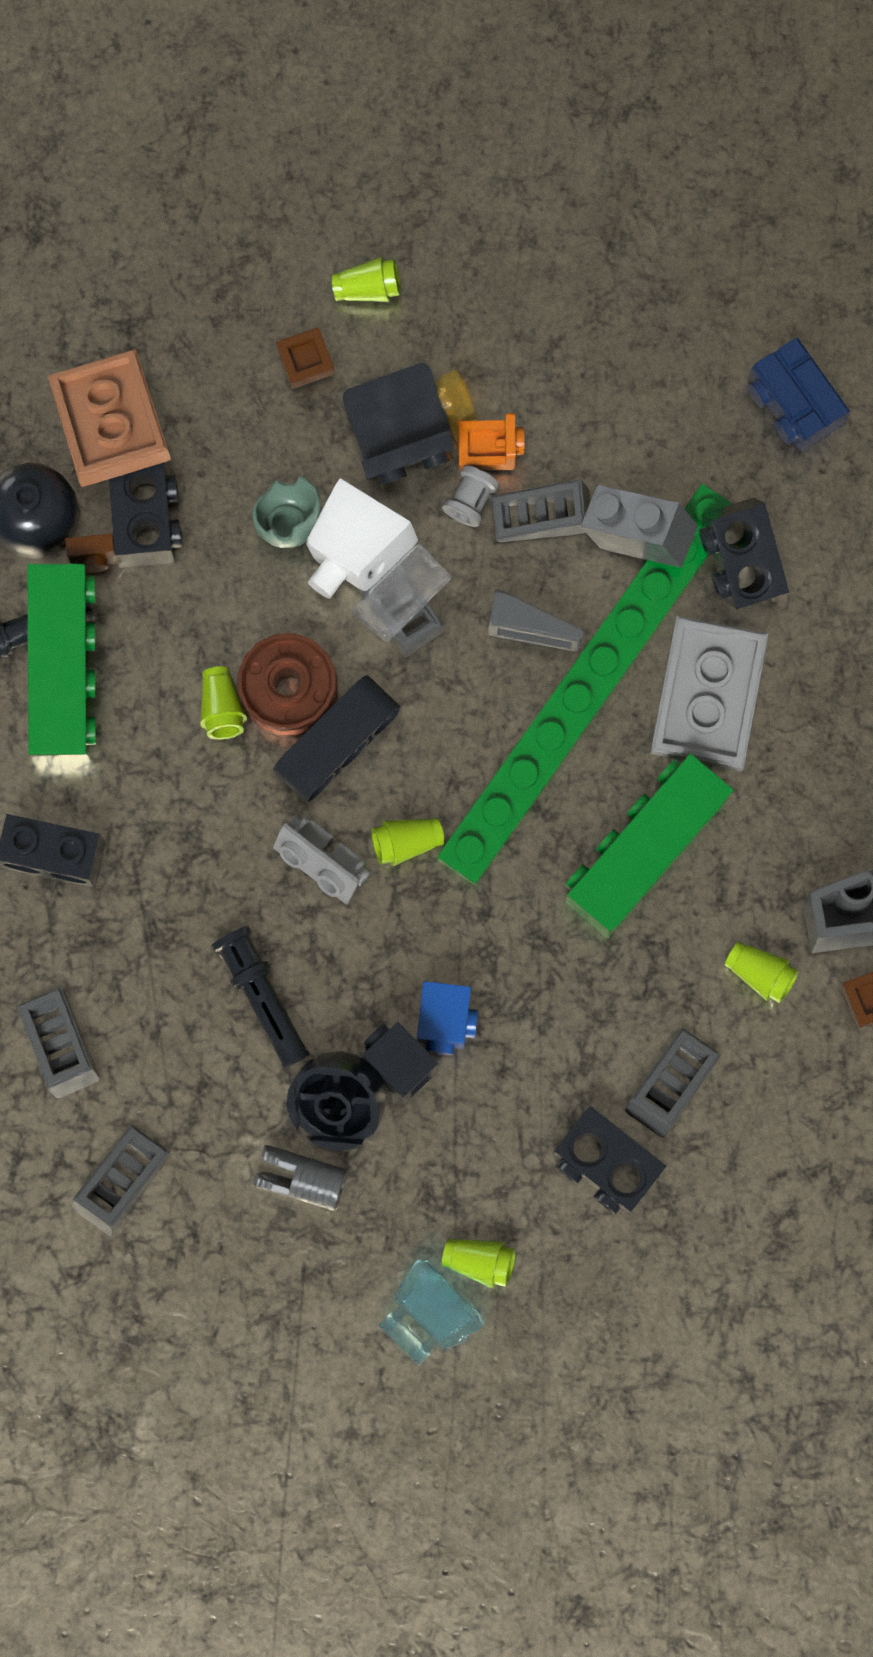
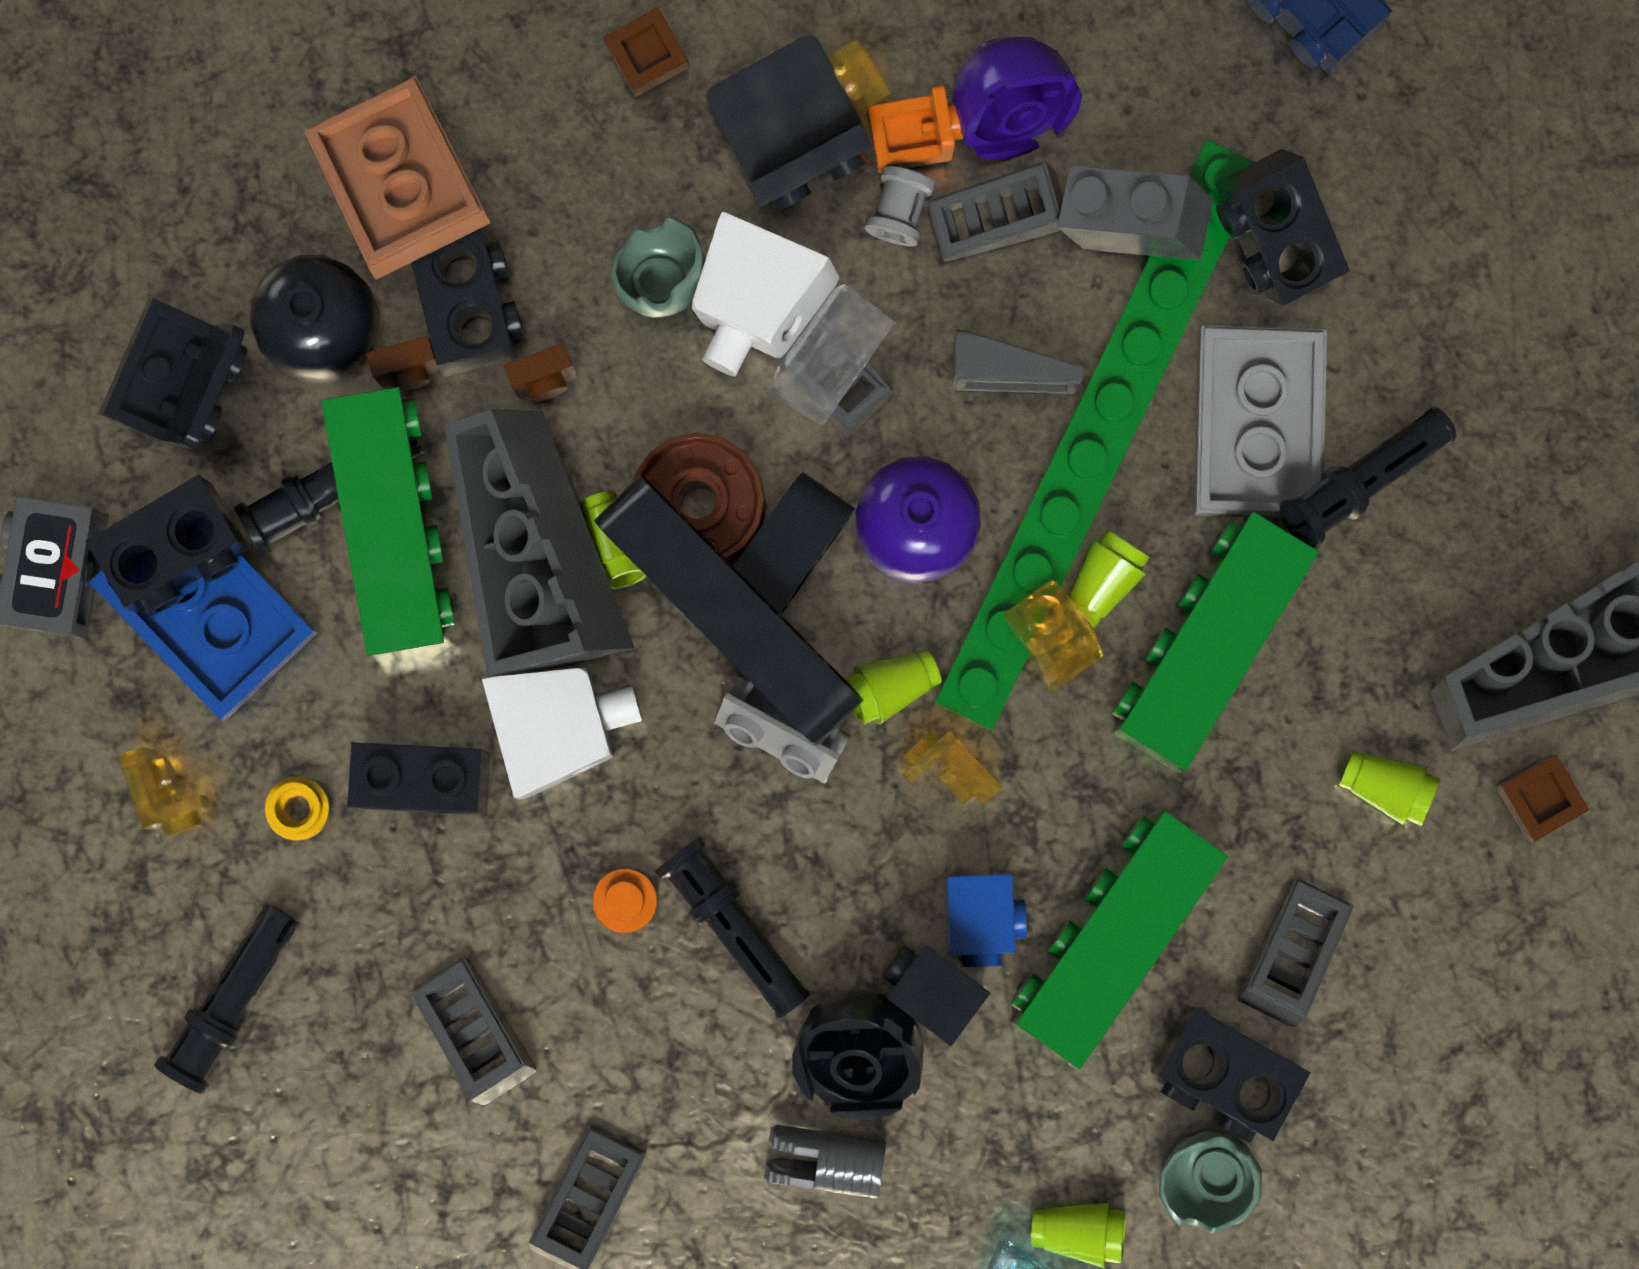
camera: 10 degrees left, 5 degrees up
(156, 828) = (555, 725): none -> white torso
(158, 697) = (529, 548): none -> dark grey wedge
(185, 964) = (625, 900): none -> orange plate
(190, 574) = (541, 373): none -> reddish brown plate
(296, 762) = (728, 610): none -> black beam
(446, 723) = (917, 519): none -> dark purple cylinder
(448, 910) = (963, 773): none -> clear yellow bracket
(532, 821) = (1054, 635): none -> clear yellow bracket
(542, 1048) = (1118, 938): none -> green brick
(565, 429) = (1012, 94): none -> dark purple cylinder
(577, 786) = (1107, 576): none -> lime cone
(580, 1237) = (1210, 1181): none -> sand green hair
(762, 750) = (1347, 490): none -> black pin

